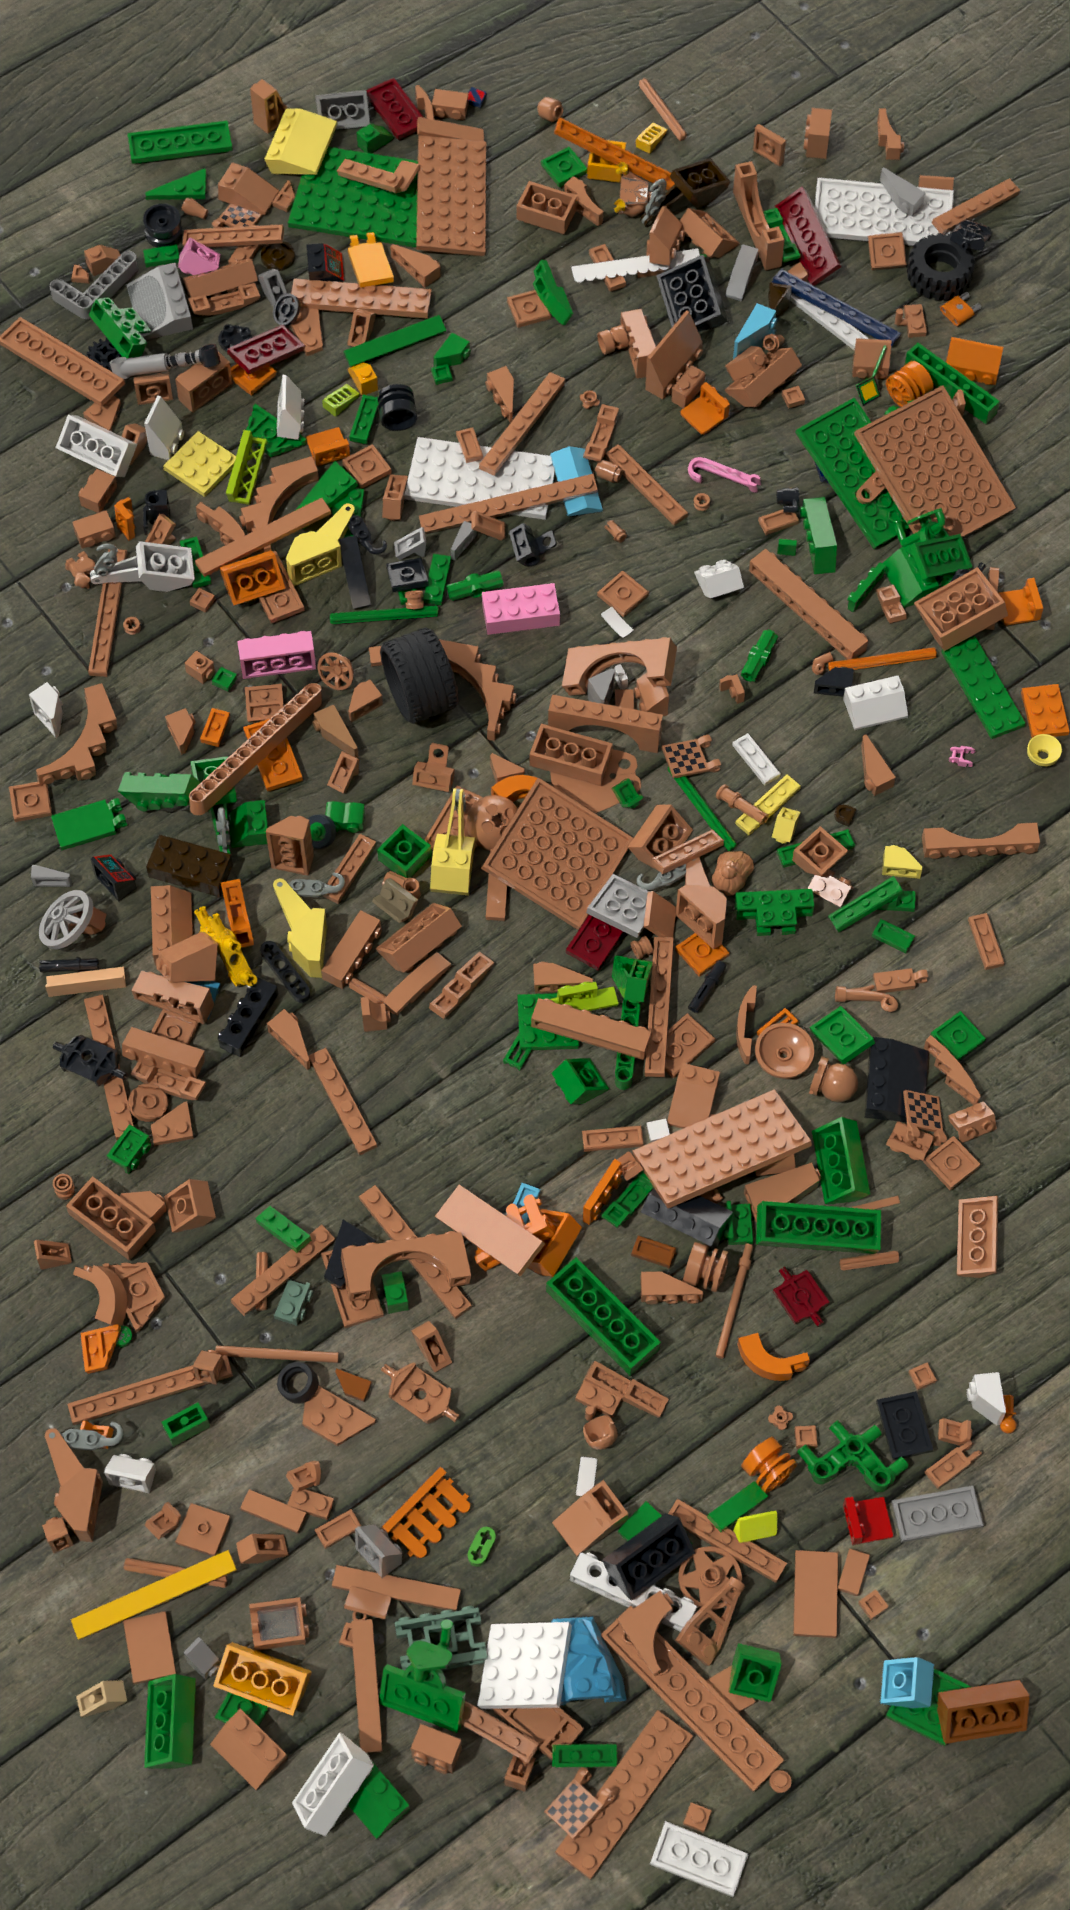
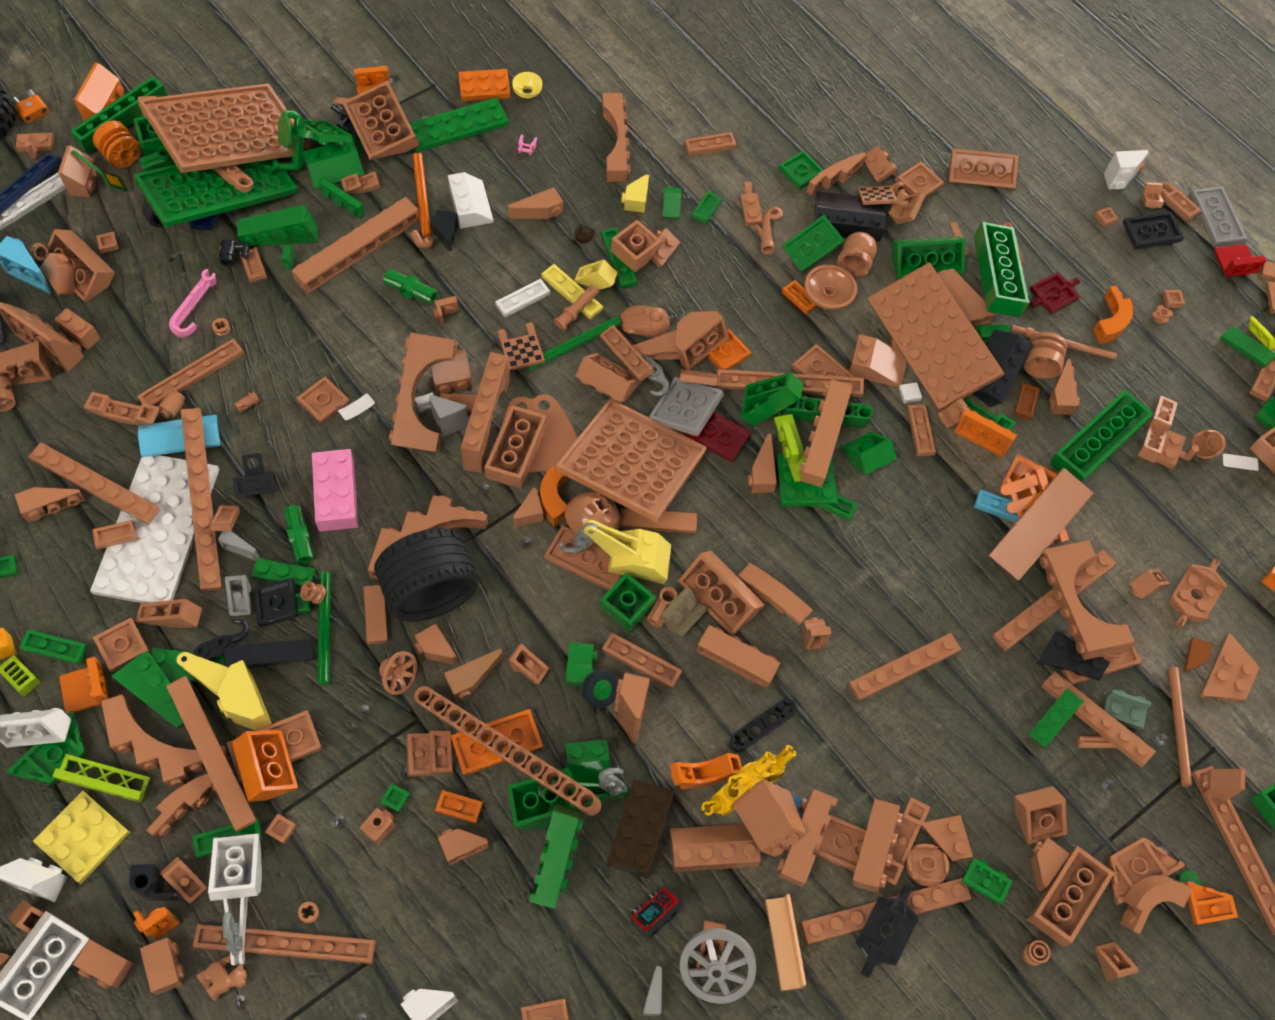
camera: 95 degrees left, 0 degrees up
(69, 965) = (766, 963): black pin -> none
(88, 823) = (580, 954): green tile -> none
(91, 742) = (440, 944): nougat arch -> none
(237, 1043) = (832, 758): black brick -> none
(276, 654) = (373, 735): bright pink brick -> none
(285, 1377) = (1227, 701): black tyre -> none
(286, 1031) = (839, 716): nougat slope -> none
(307, 926) = (724, 695): light yellow slope -> none
(367, 991) = (785, 639): nougat axle -> none
(395, 1292) = (1108, 611): green slope -> none
(397, 407) = (49, 607): black wheel -> none
(434, 773) = (530, 576): nougat piece -> none
(461, 985) = (773, 555): nougat slope -> none
(589, 395) = (72, 416): nougat plate -> none
(627, 794) = (562, 402): green bracket -> none
(641, 947) = (729, 397): nougat wheel -> none
(706, 410) = (109, 314): orange bracket -> none
(710, 981) = (770, 350): black pin -> none
(719, 578) = (318, 314): white slope -> none
(744, 1044) = (801, 321): nougat slope -> none
(772, 1468) = (1213, 318): orange wheel -> none
(774, 908) = (688, 287): green piece -> none
(863, 1460) = (1186, 270): green pin -> none
(866, 904) = (682, 219): green tile -> none

